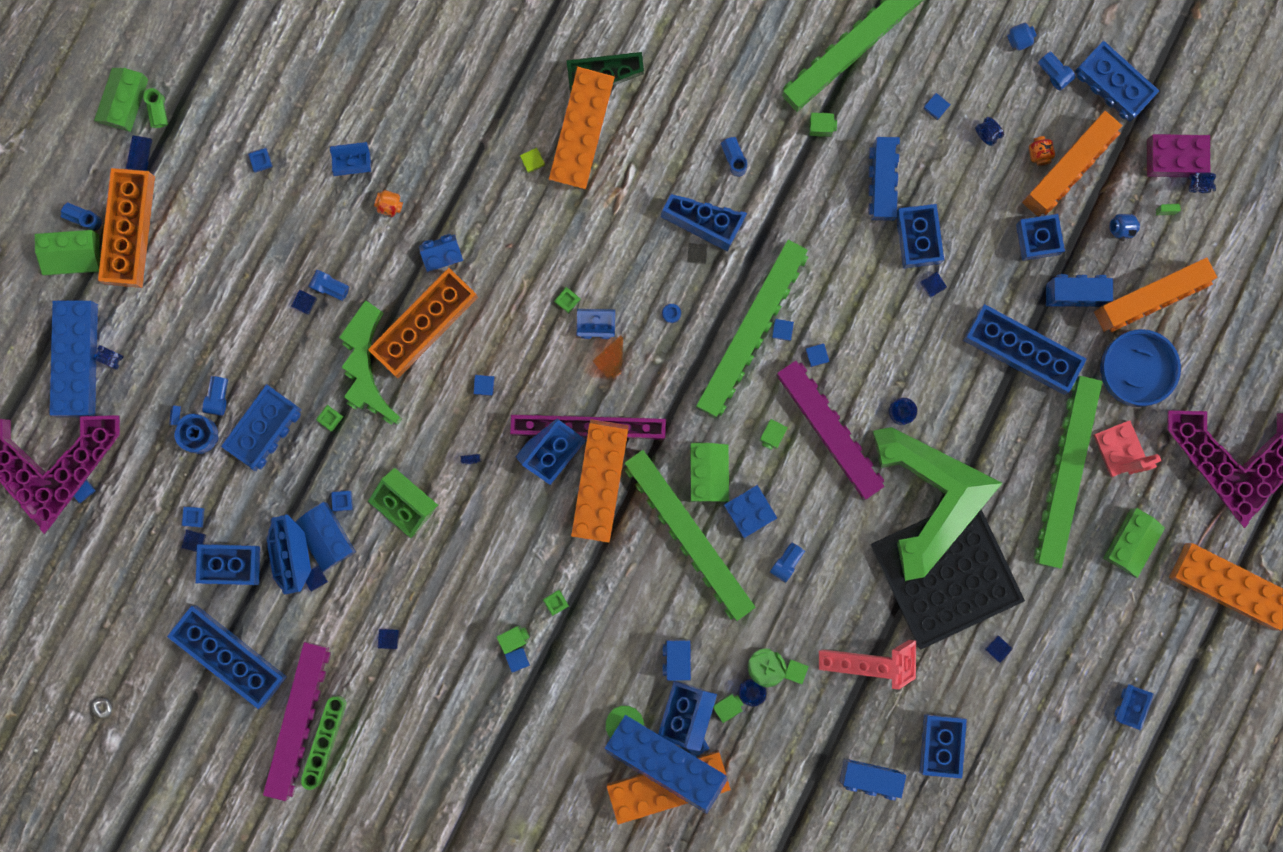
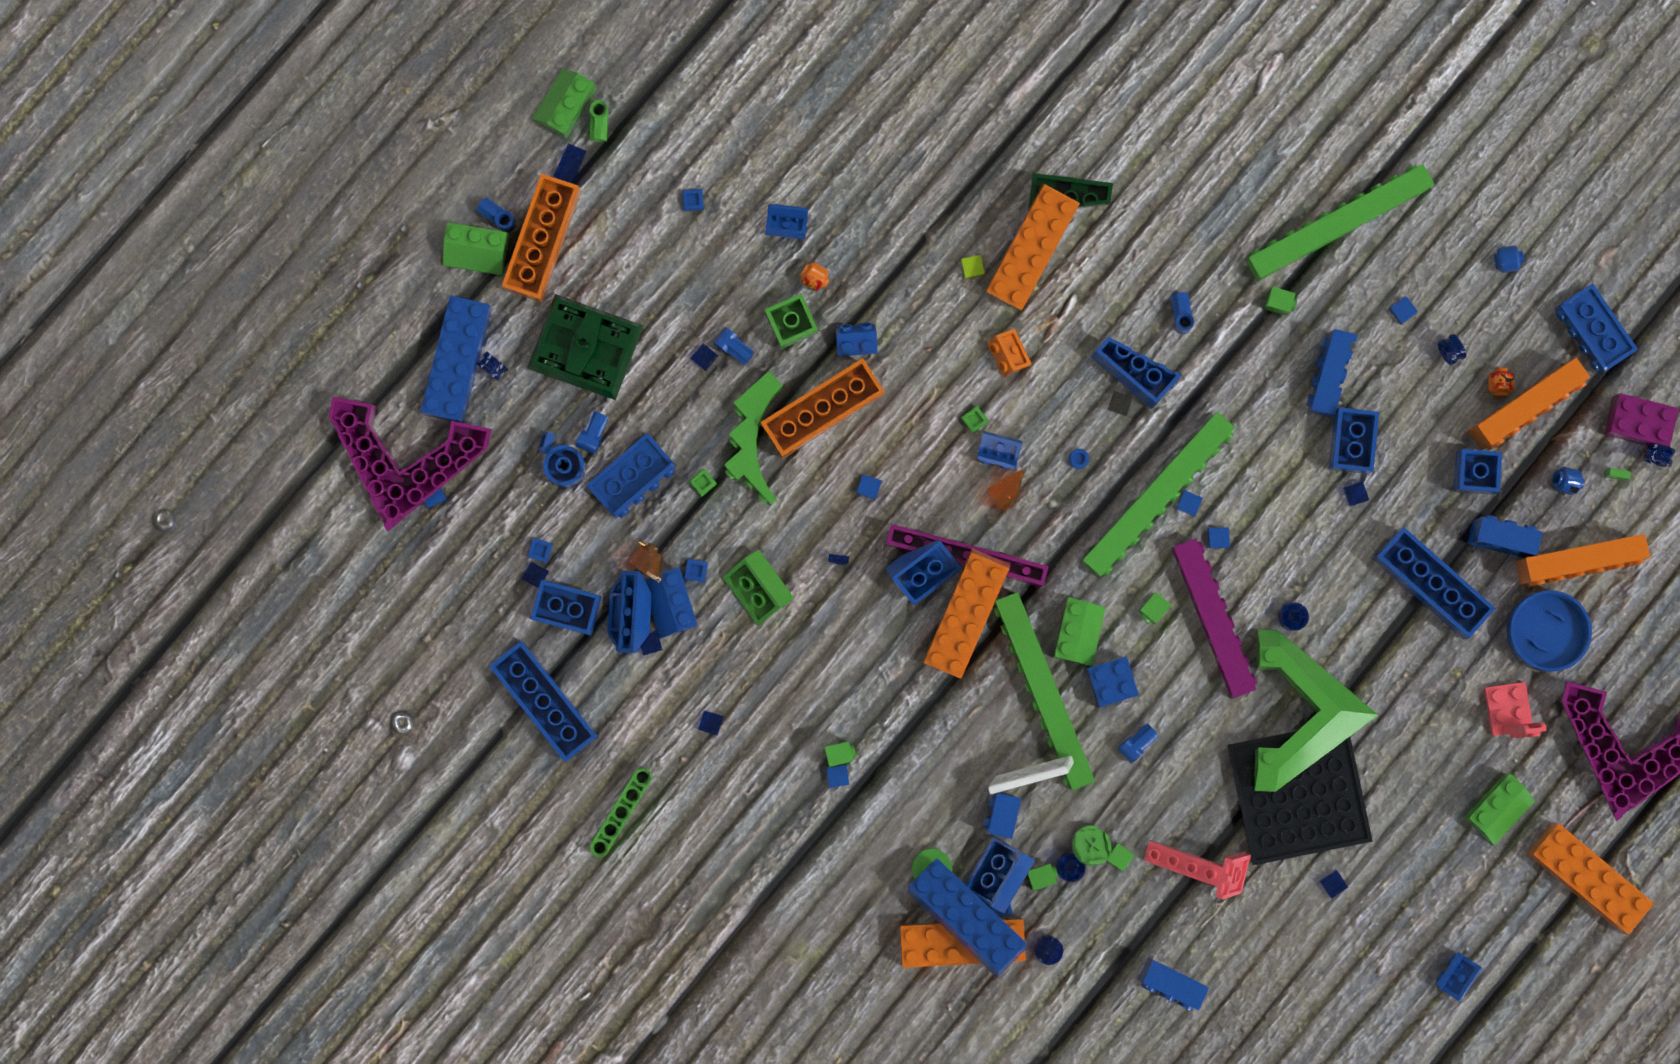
camera: 10 degrees right, 0 degrees up
(190, 318) = (585, 346): none -> dark green piece
(293, 503) = (647, 560): none -> clear orange slope
(296, 721) = (598, 784): magenta brick -> none
(375, 249) = (791, 321): none -> bright green brick
(555, 602) = (890, 727): bright green tile -> none
(584, 231) = (1009, 352): none -> orange bracket
(694, 616) = (1031, 774): none -> white tile
(750, 774) = (1048, 950): none -> clear blue wheel
(943, 746) = (1253, 968): blue brick -> none
(1059, 74) = (1538, 307): blue piece -> none
(1068, 472) = (1448, 721): bright green brick -> none

